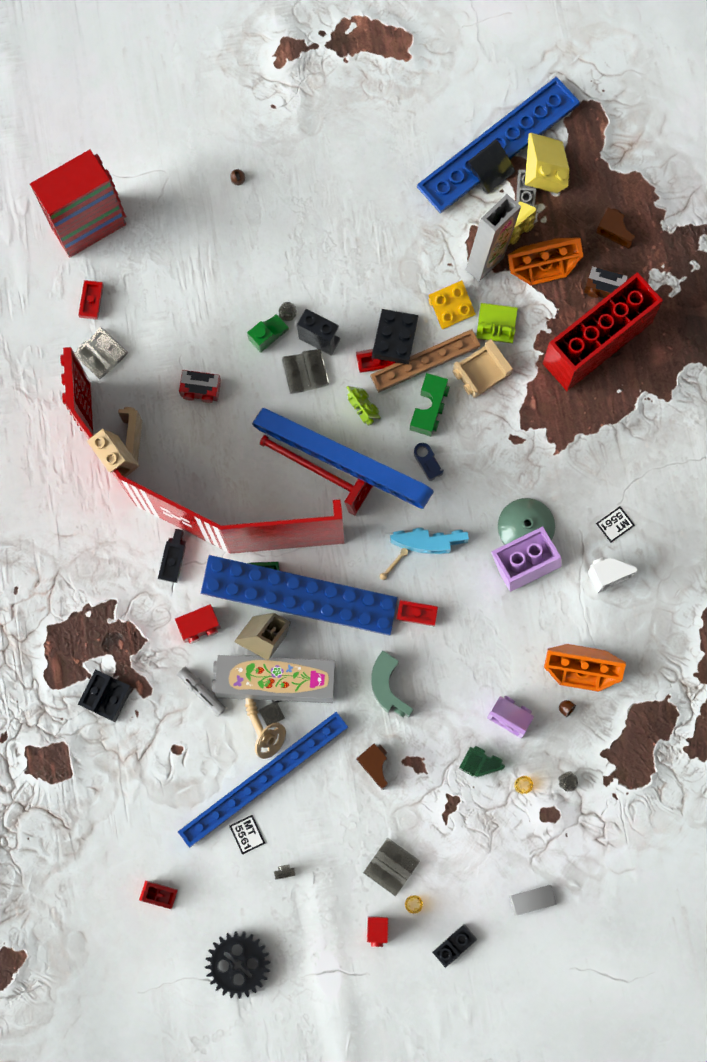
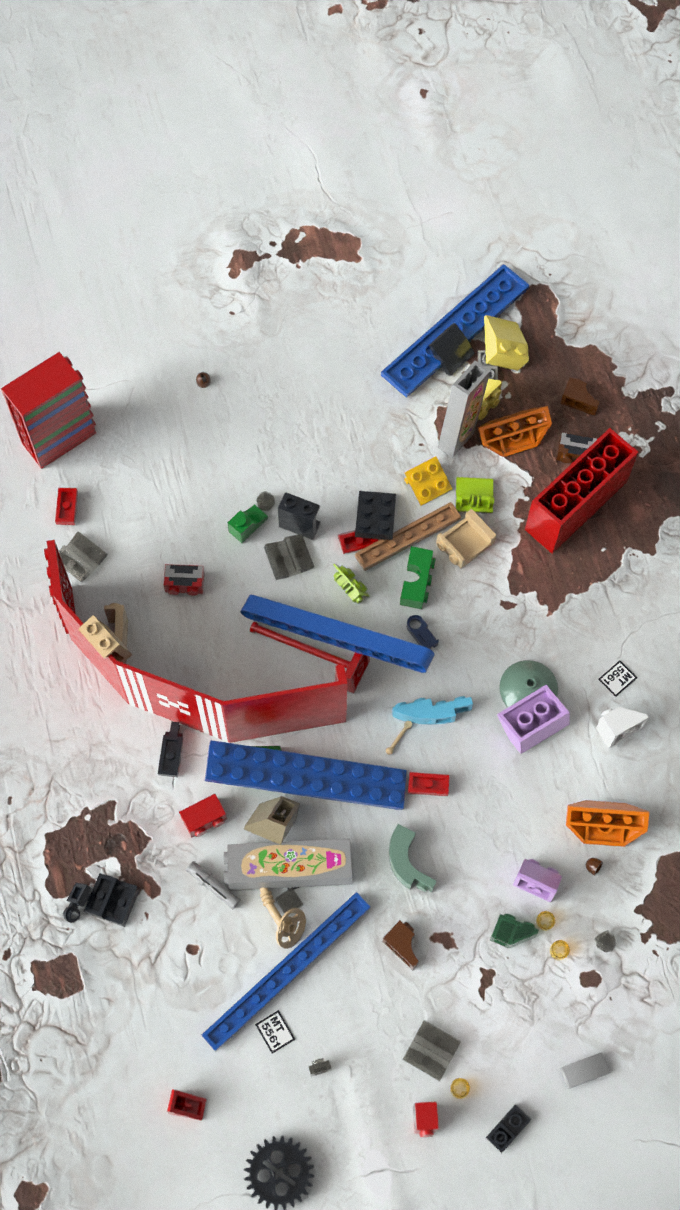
camera: 10 degrees left, 10 degrees down
(73, 690) = (78, 897): none -> black plate
(515, 749) = (546, 914): none -> clear yellow bush

